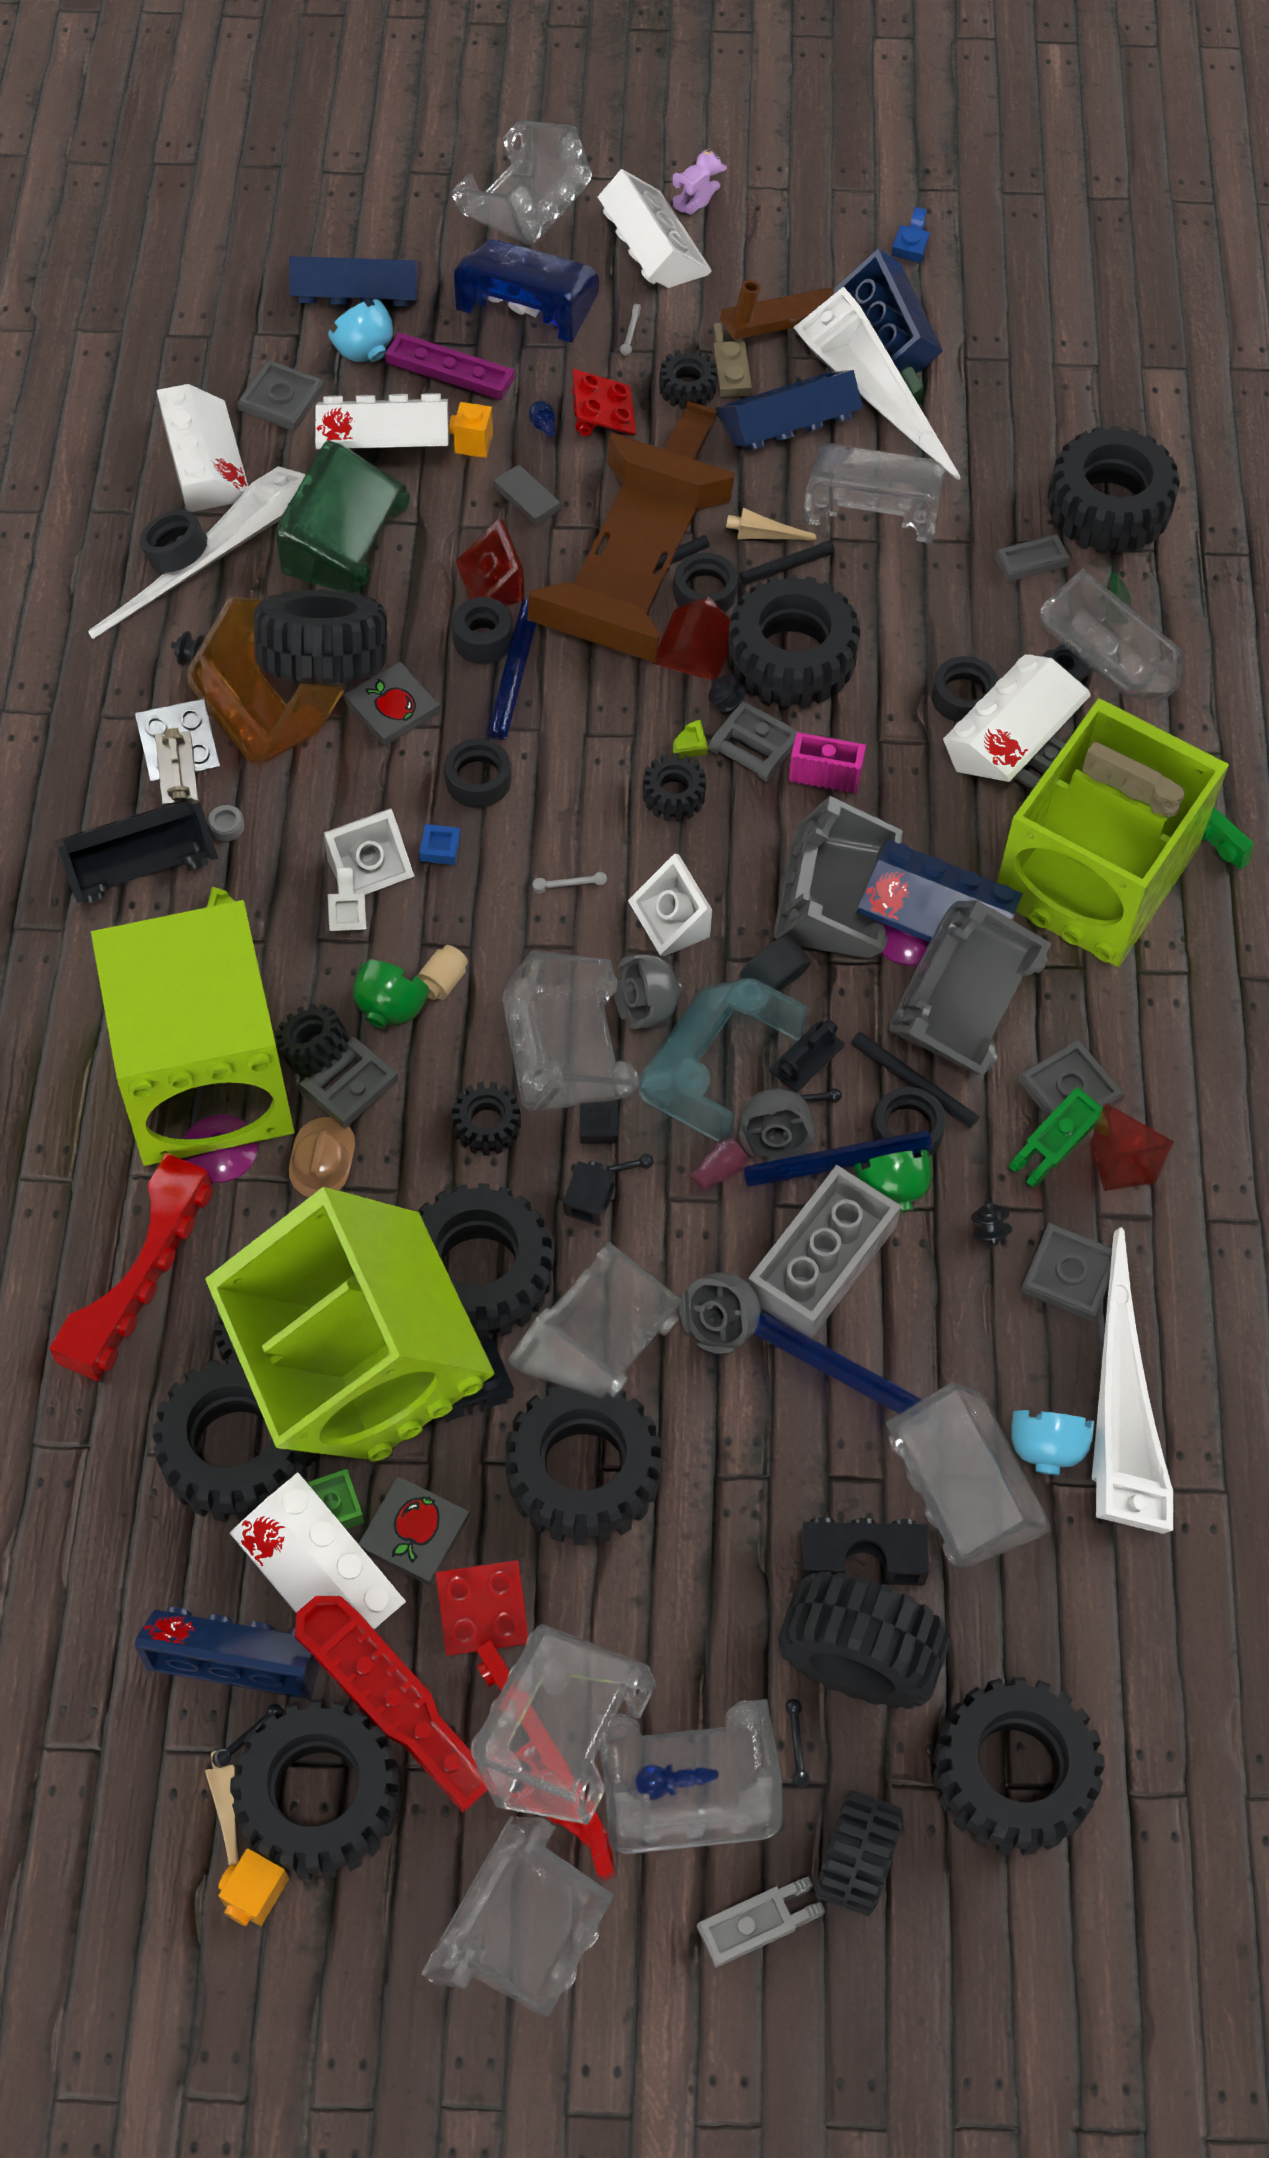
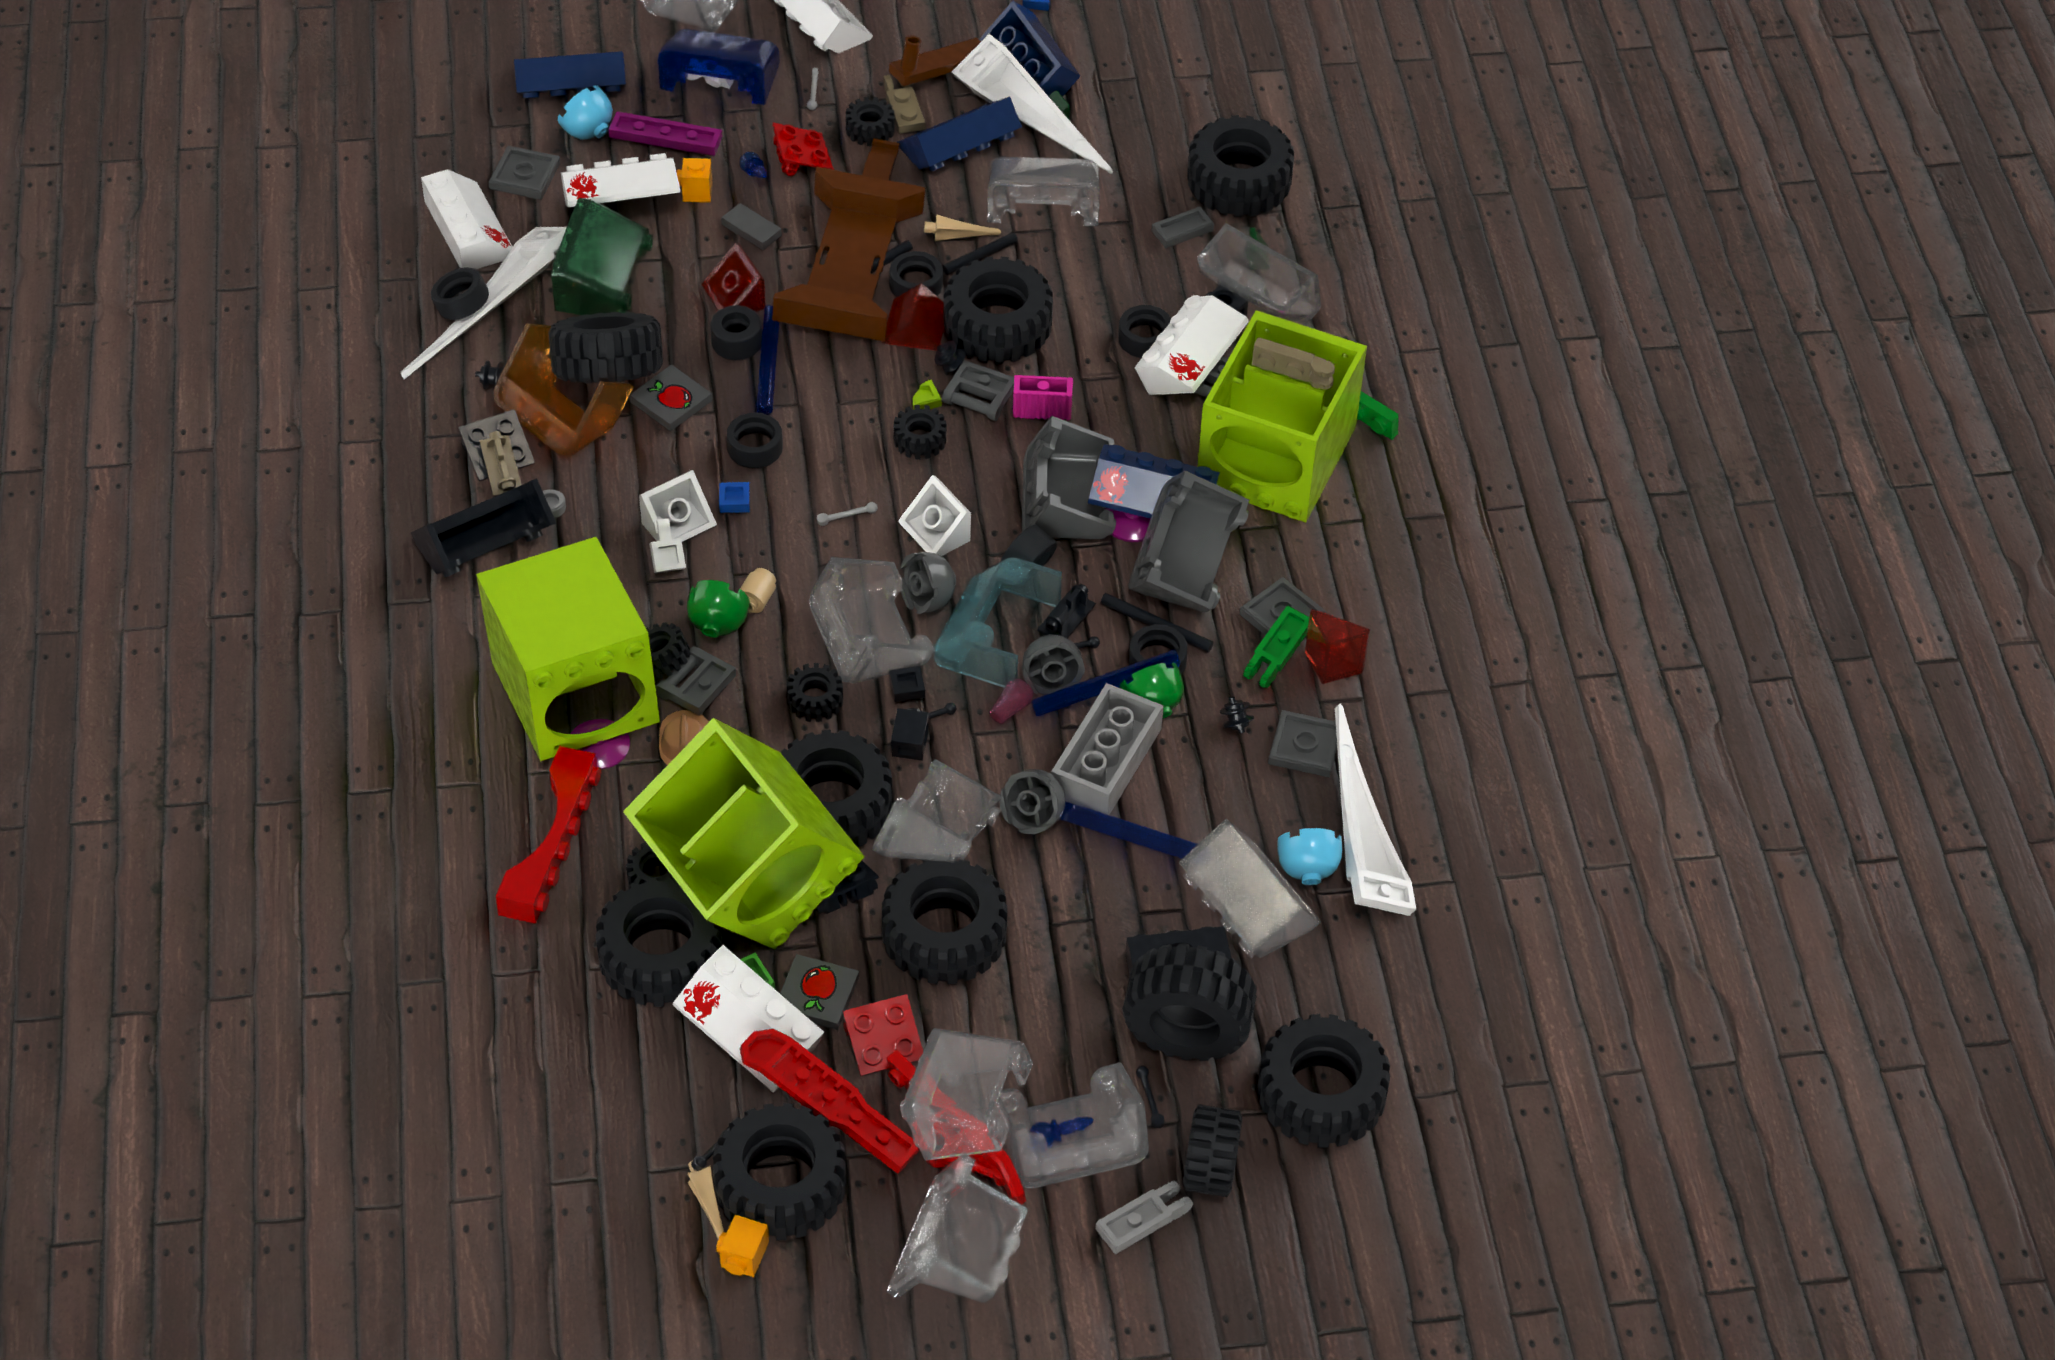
camera: 10 degrees left, 10 degrees down
(226, 1653) = (688, 1092): dark blue slope -> none

